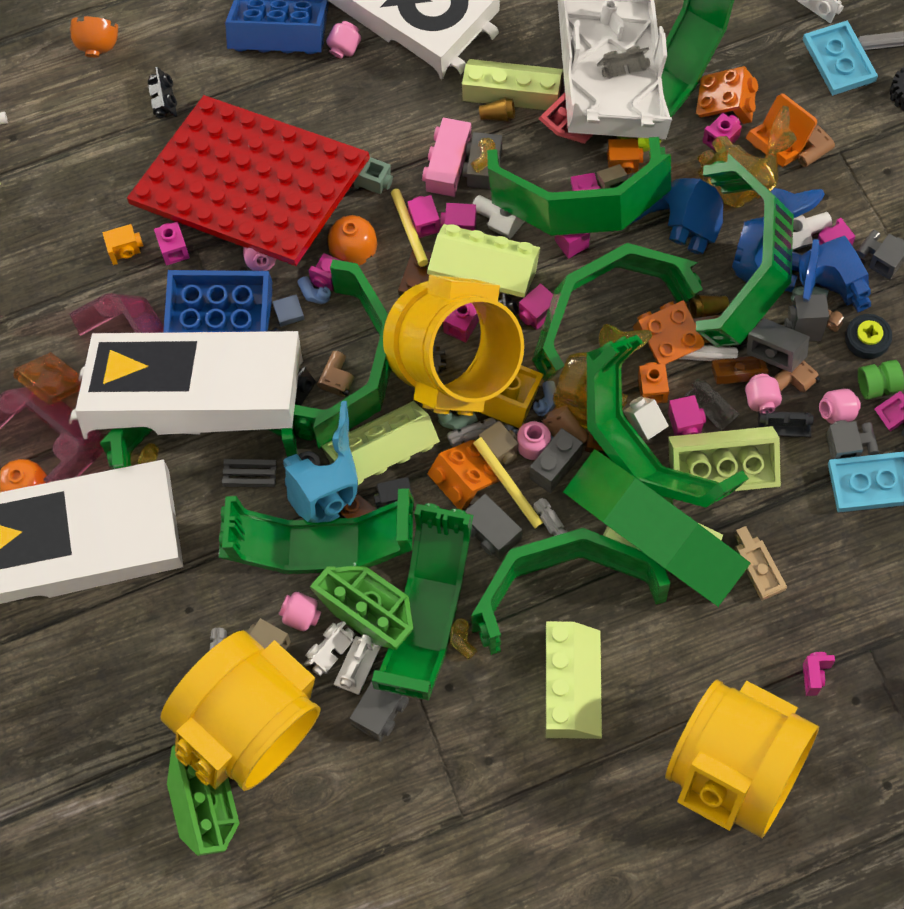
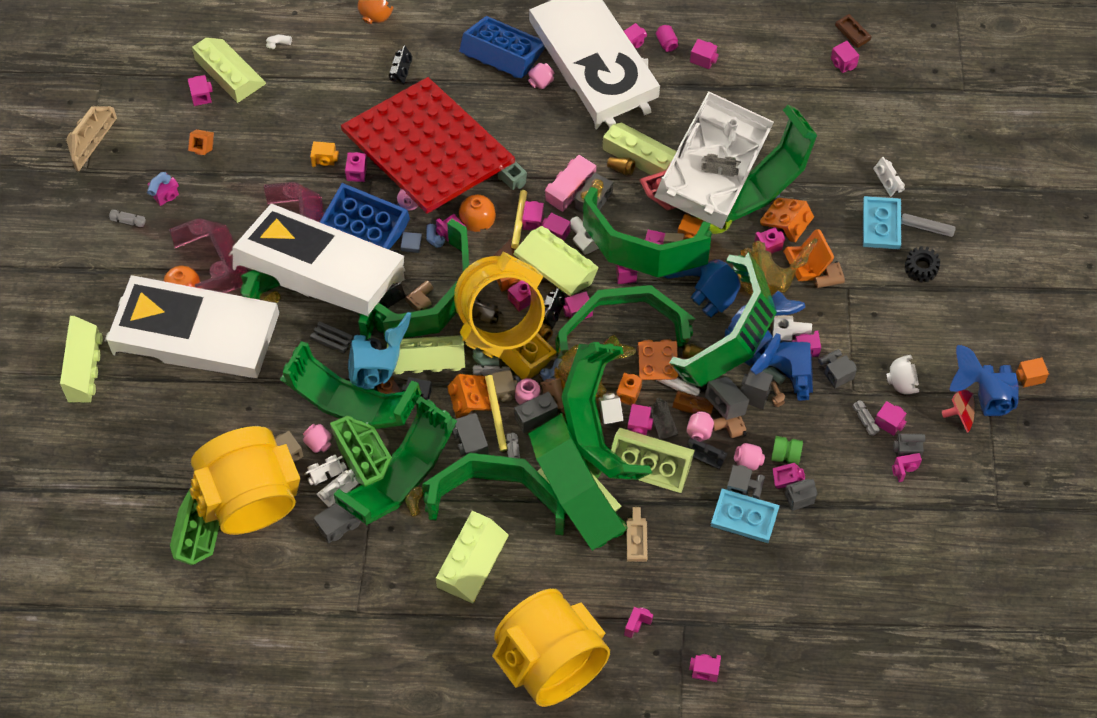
camera: 20 degrees right, 5 degrees down
(48, 378) = (230, 221): clear orange plate -> none
(863, 344) = (796, 426): black wheel -> none

